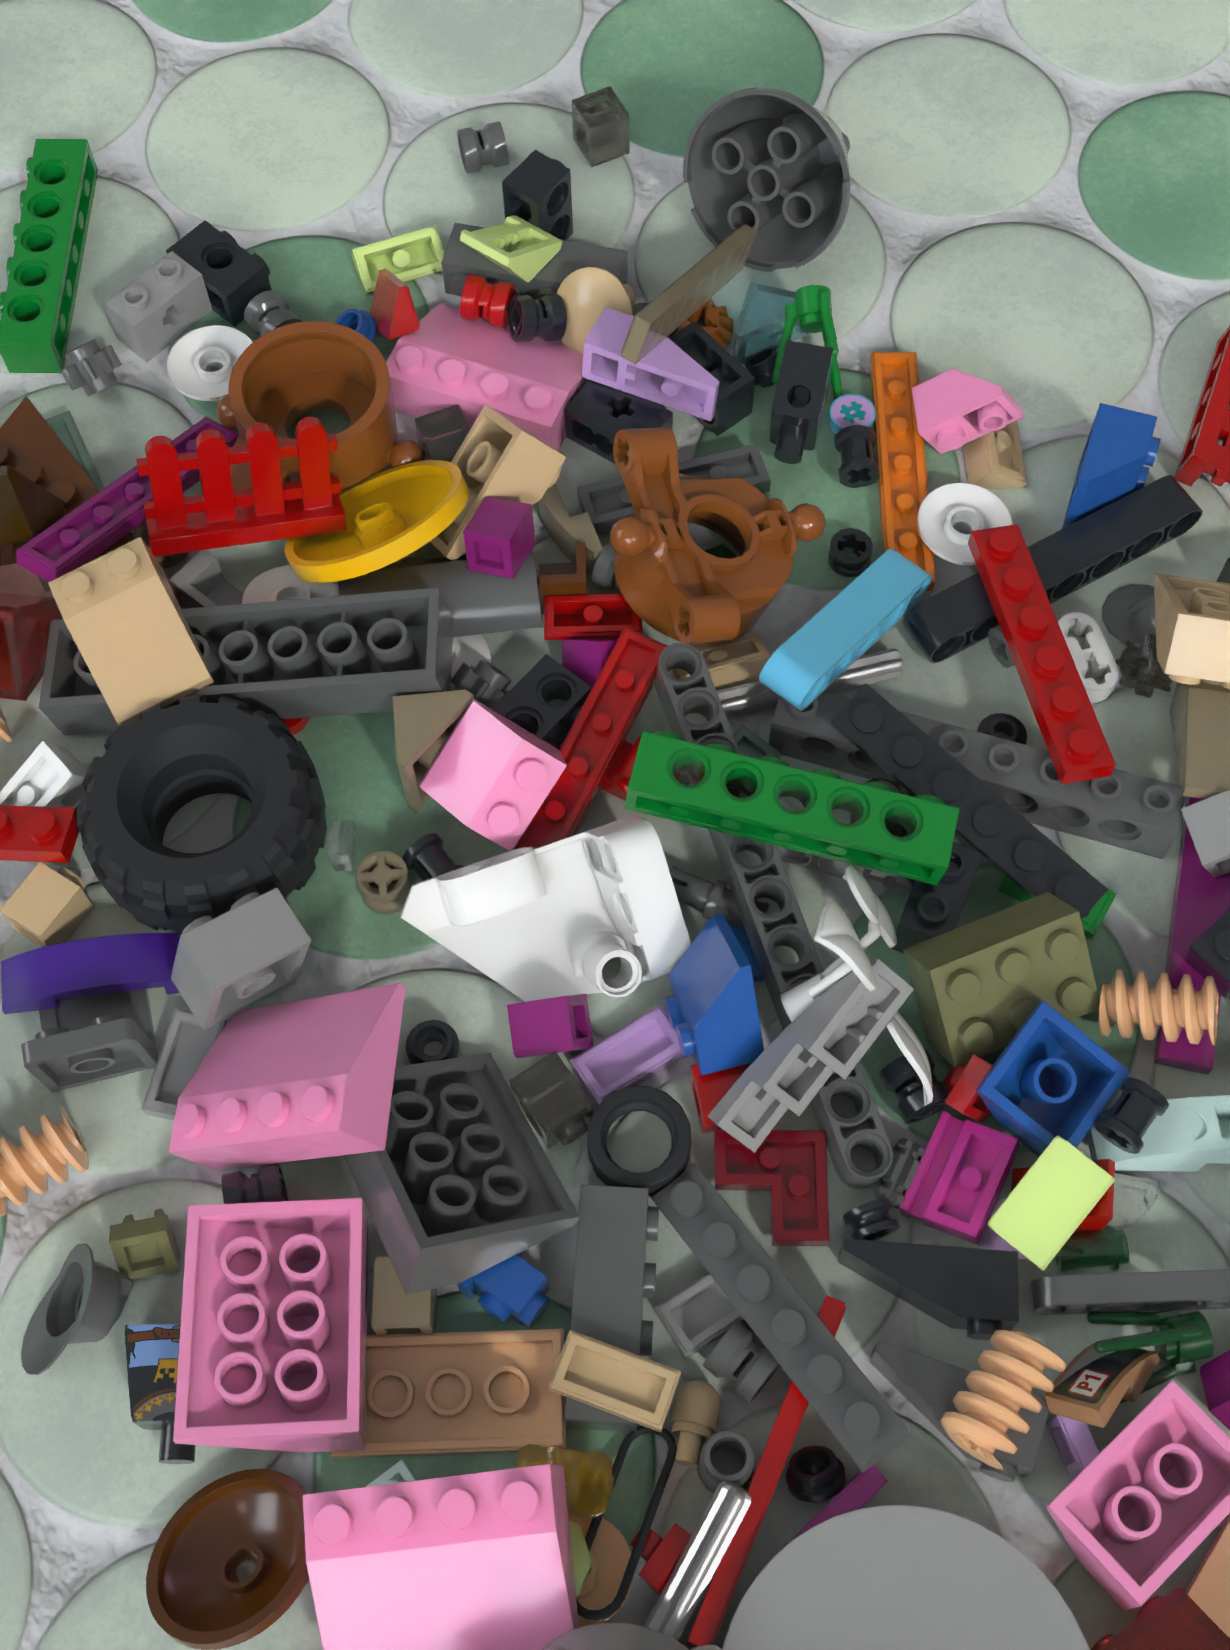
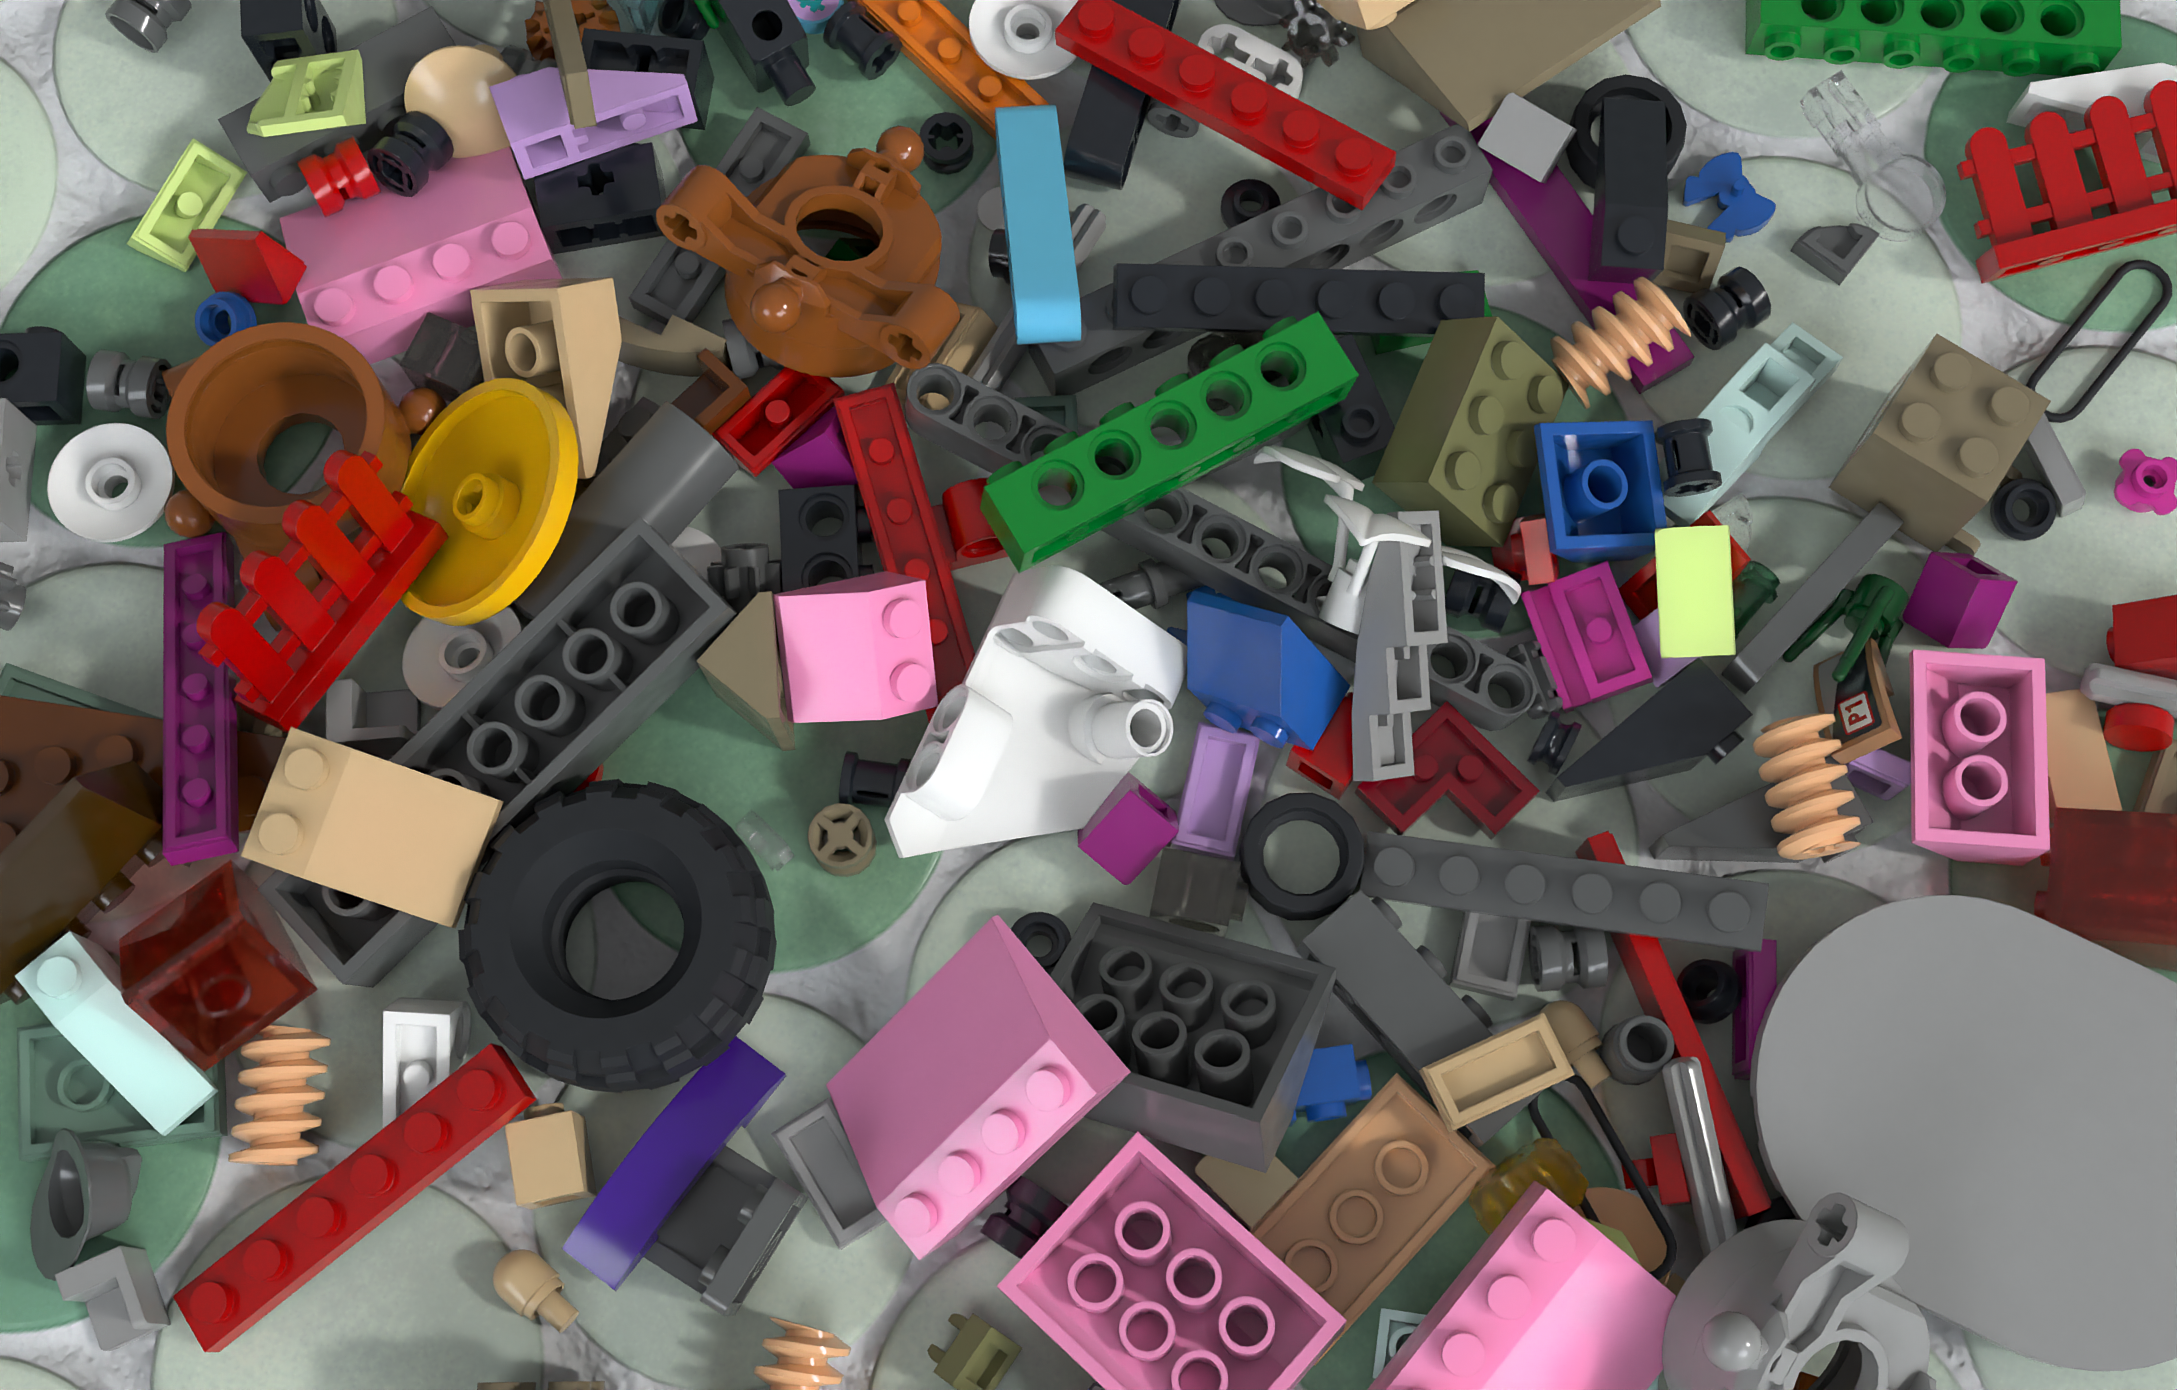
camera: 45 degrees left, 10 degrees up
(239, 957) = (798, 1031): light grey brick -> none
(499, 537) = (627, 414): magenta panel -> none

